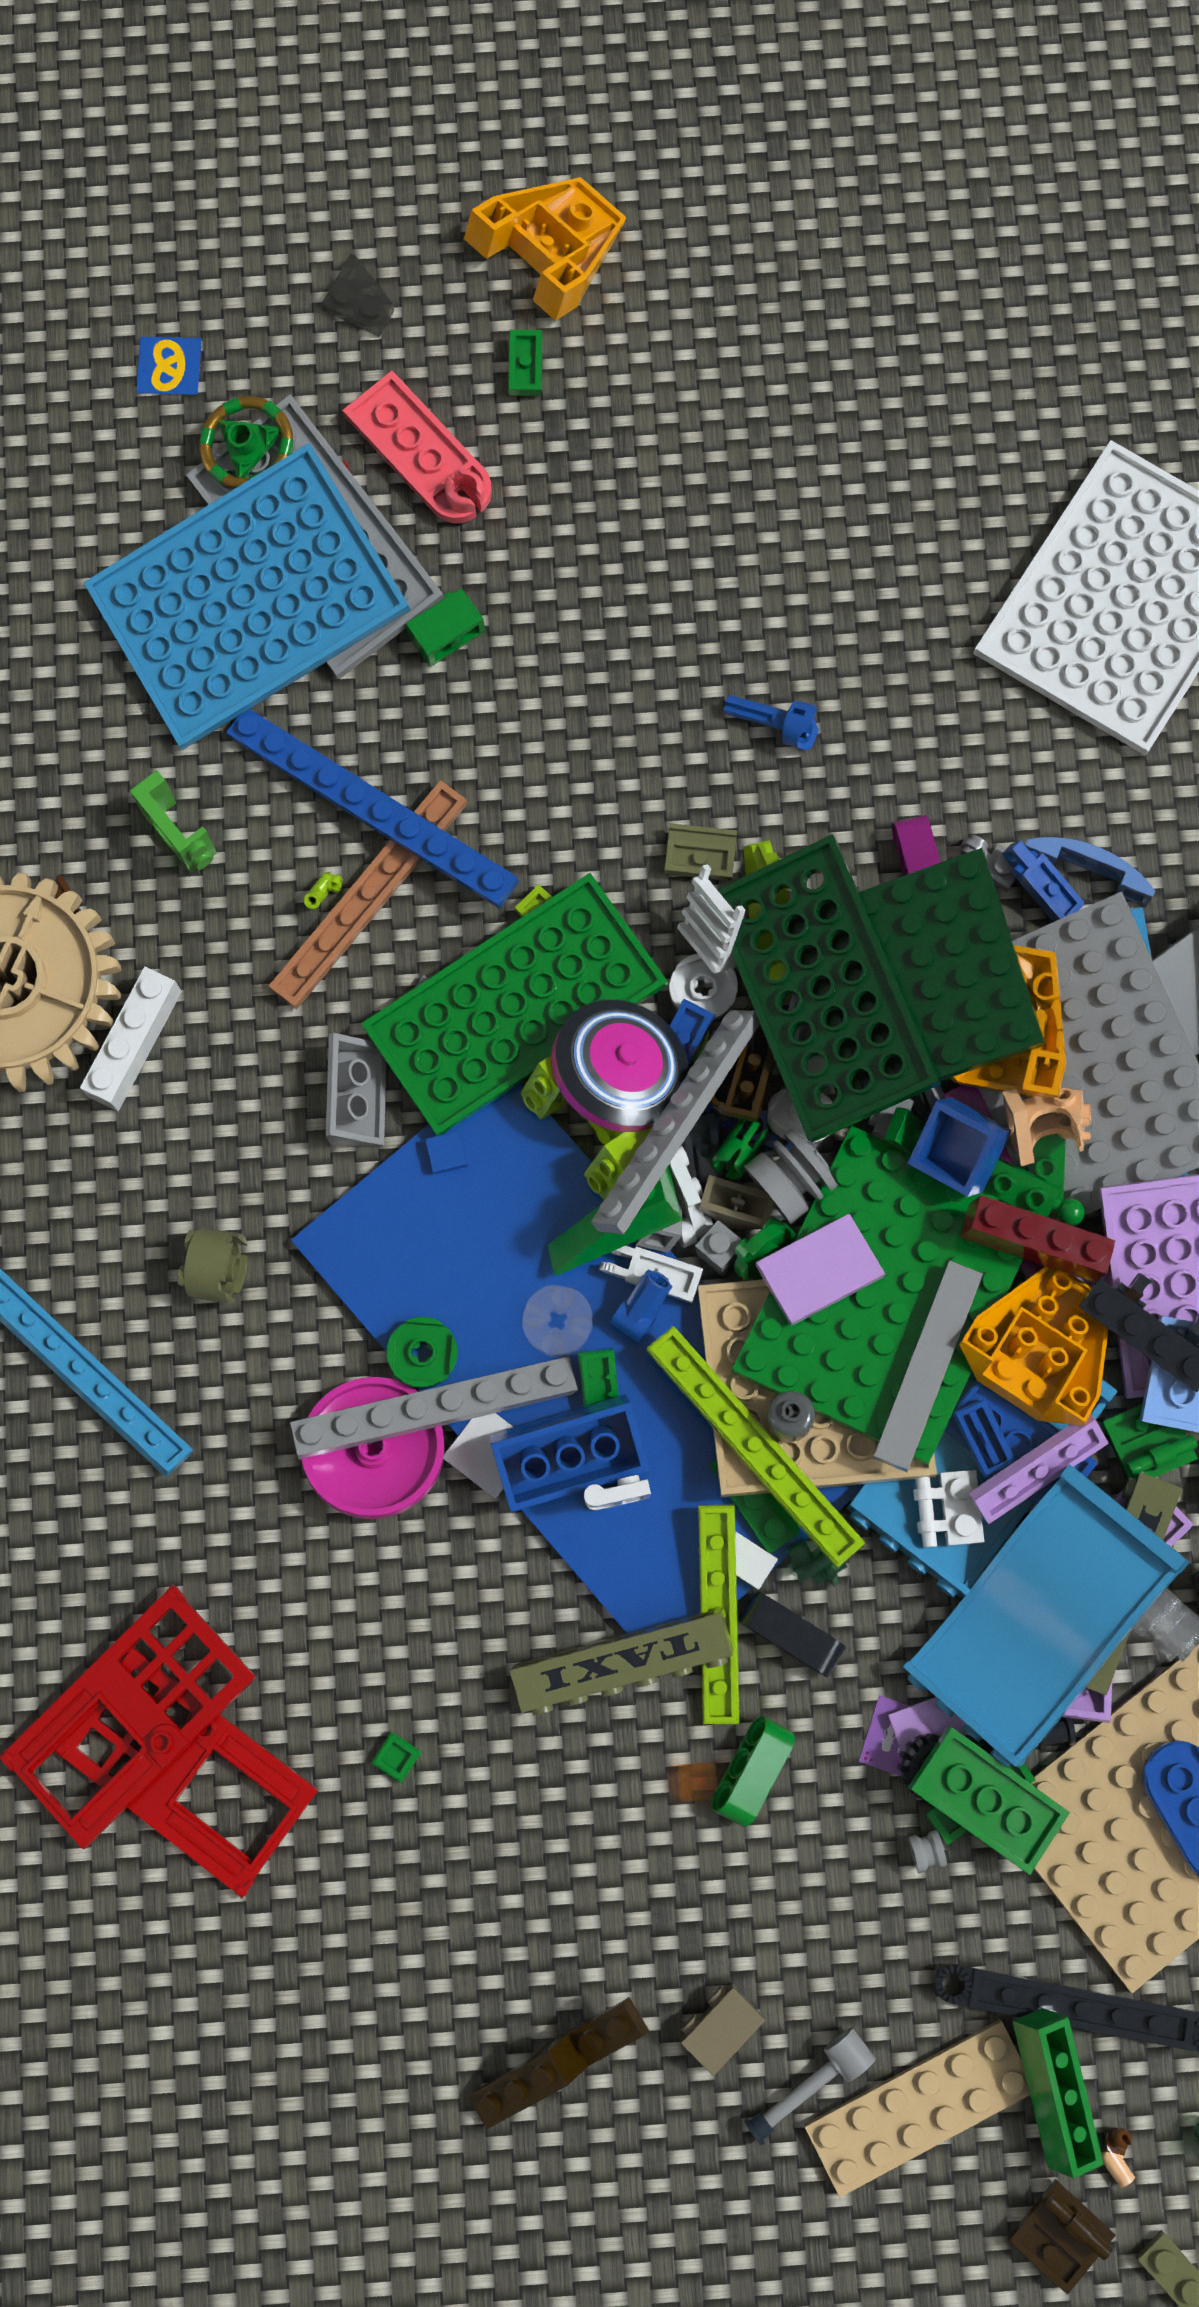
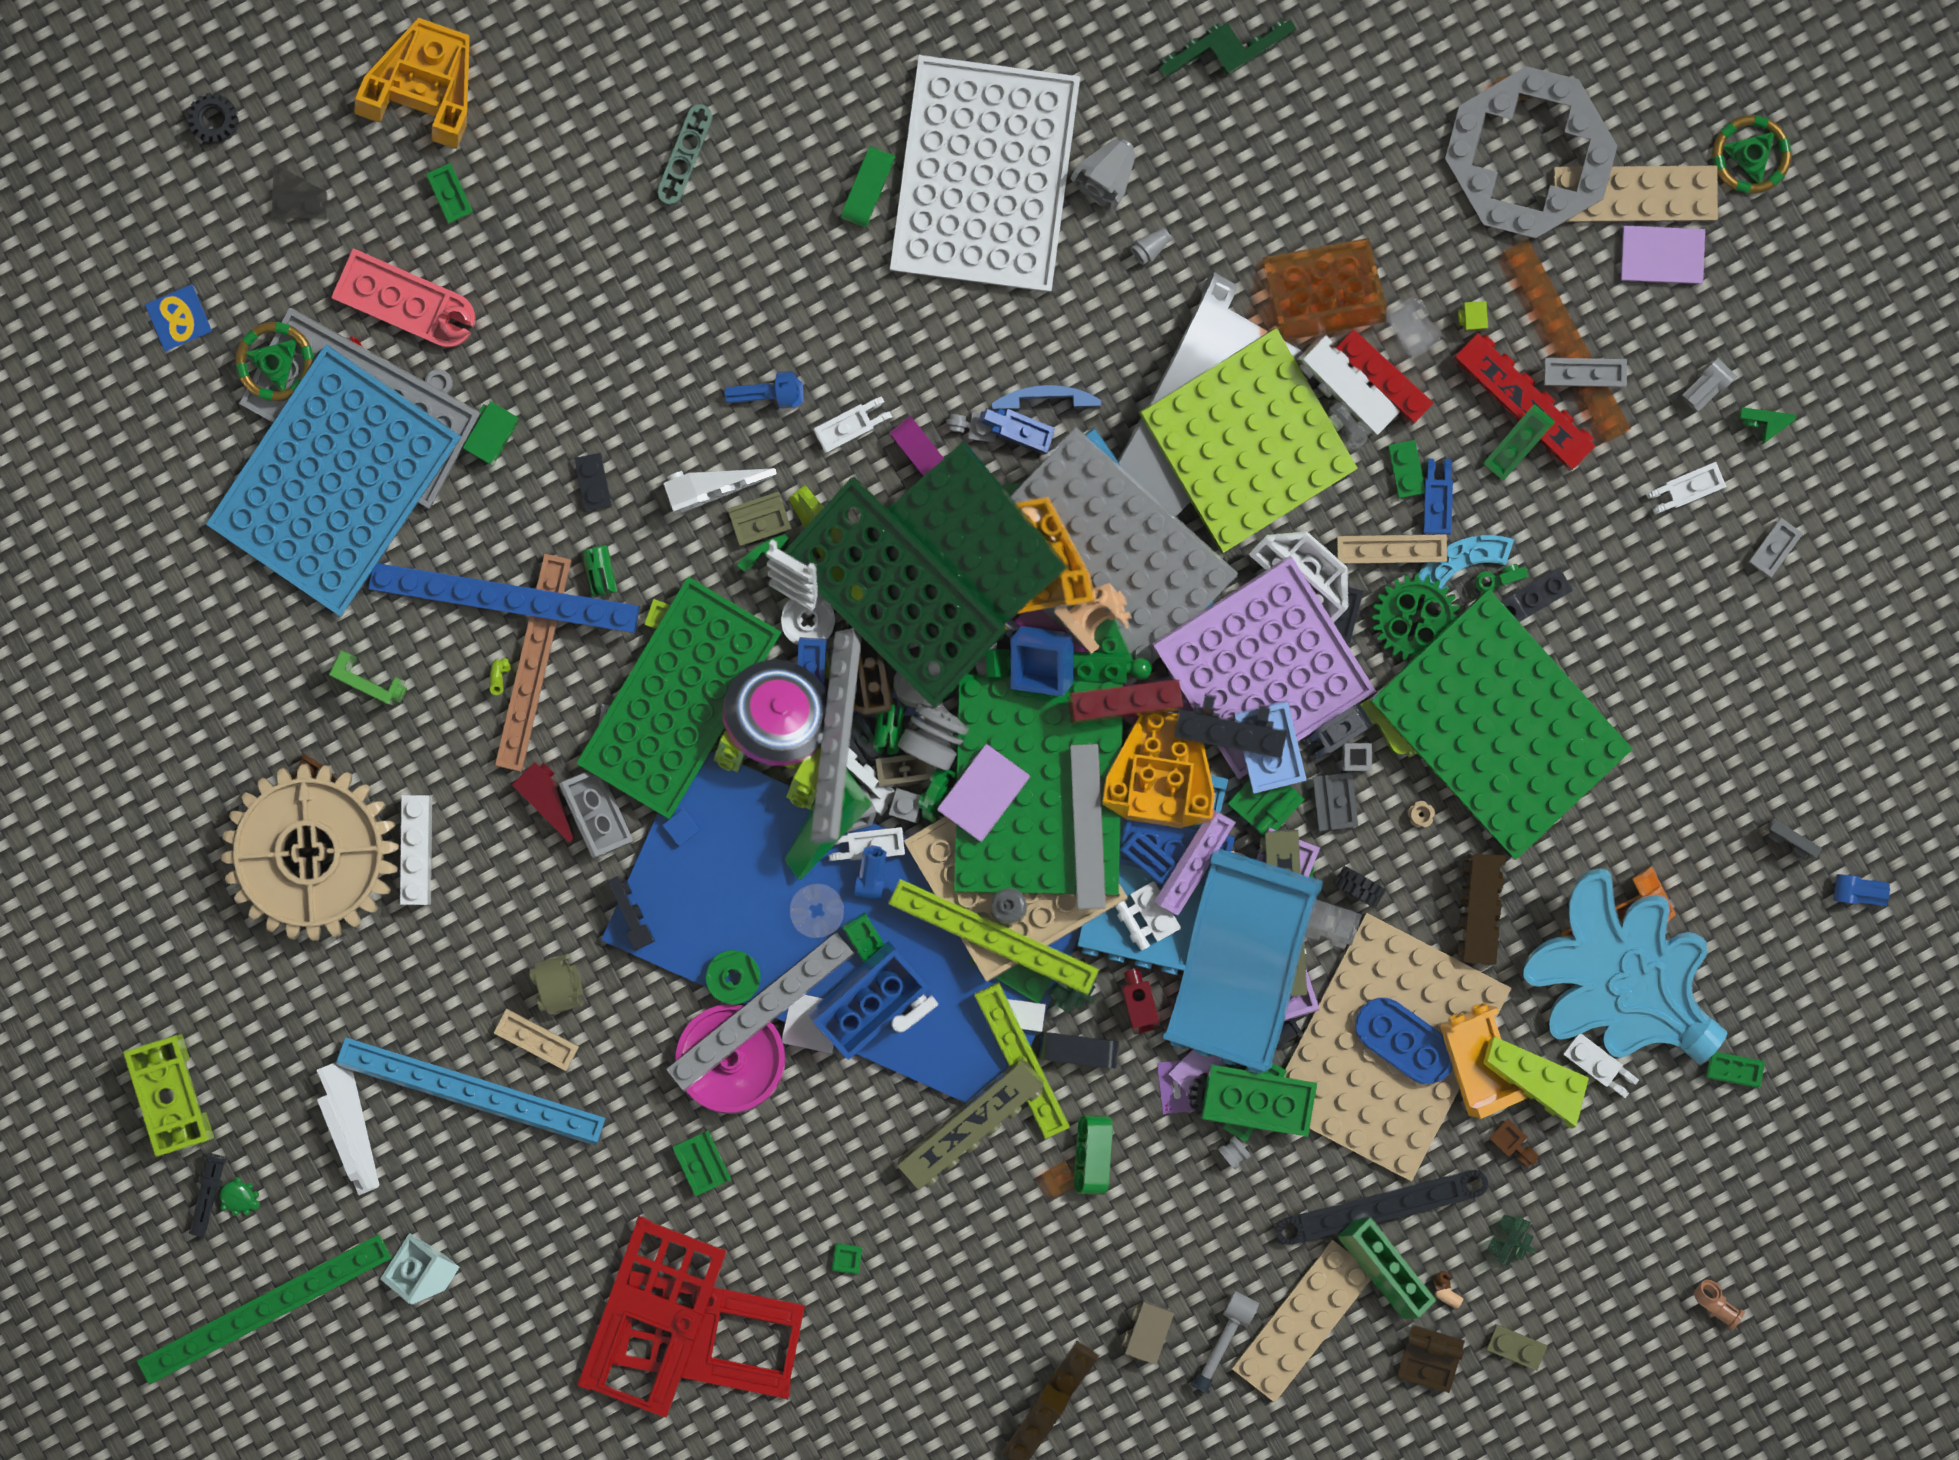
camera: 30 degrees left, 10 degrees up
(159, 1320) = (536, 1039): none -> tan plate
(279, 1557) = (702, 1163): none -> green plate
(308, 1046) = (544, 795): none -> dark red slope
(310, 163) = (229, 118): none -> black tyre
(338, 1251) = (640, 934): none -> black plate
(419, 548) = (440, 380): none -> light grey tile
(493, 826) = (599, 571): none -> green arm
(532, 731) = (593, 482): none -> black plate
(652, 789) = (703, 487): none -> white wedge
(678, 887) = (751, 558): none -> green slope
(797, 431) = (682, 153): none -> sand green beam
(852, 796) = (849, 425): none -> white hinge
(891, 1625) = (1142, 1014): none -> dark red torso
(990, 553) = (868, 186): none -> green beam

